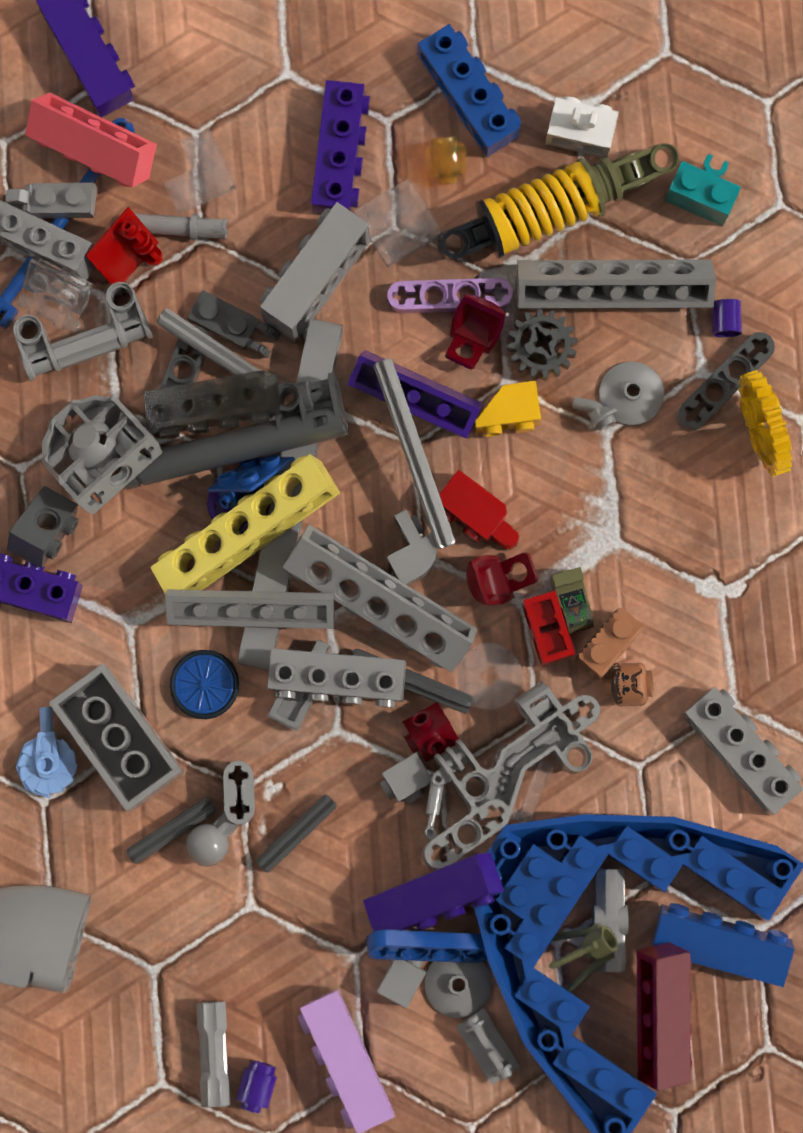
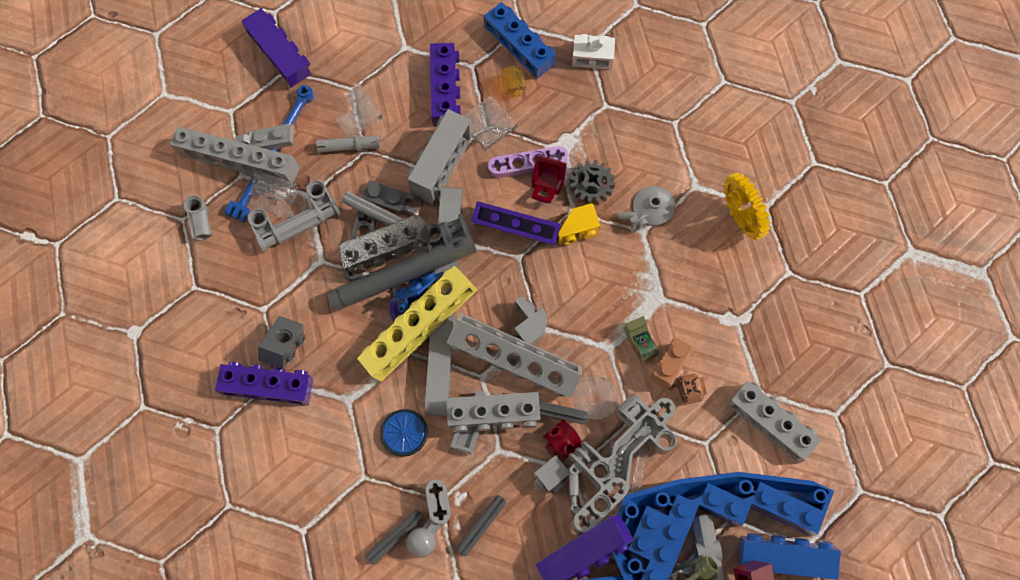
camera: 10 degrees left, 10 degrees down
(45, 761) = (301, 502): light blue piece -> none
(84, 461) = (304, 294): light grey connector -> none
(90, 140) = (285, 98): coral brick -> none
(116, 737) = (348, 477): light grey brick -> none
(124, 248) = (314, 159): red hinge -> none
(250, 609) = (428, 374): light grey plate -> none
(414, 453) = (522, 258): light grey axle -> none
(477, 512) = (568, 292): red hinge -> none
(490, 581) = (584, 332): dark red piece -> none
(548, 628) = (629, 359): red brick -> none
(554, 201) = (584, 95): piece -> none
(615, 284) = (632, 138): light grey brick -> none
(703, 191) = (676, 78): teal brick -> none
(724, 381) = (710, 188): dark grey beam -> none
(726, 318) = (705, 150): dark purple beam -> none

